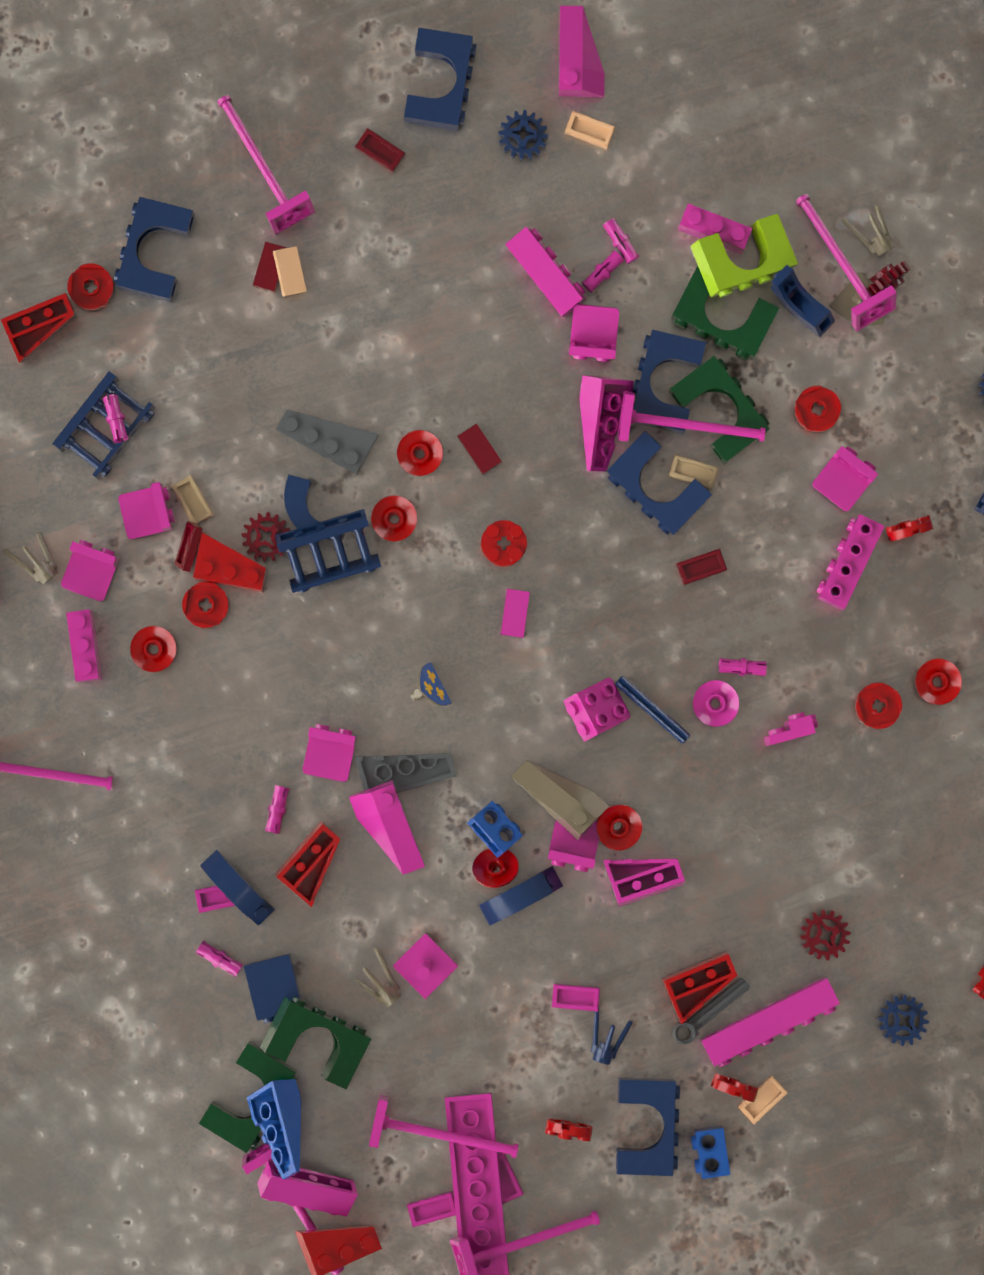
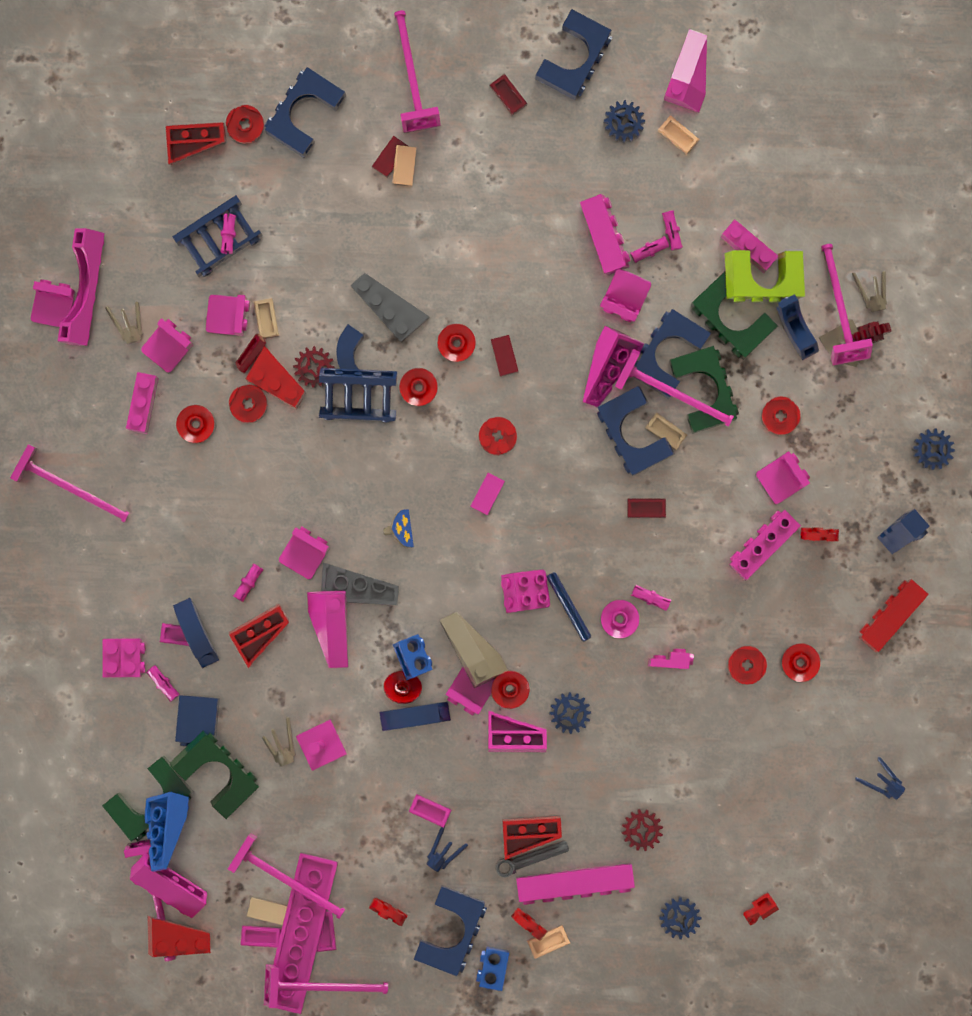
camera: 25 degrees right, 0 degrees up
(163, 945) = (123, 657): none -> dark pink plate
(429, 1177) = (267, 910): none -> tan tile
(689, 822) = (566, 704): none -> dark blue gear

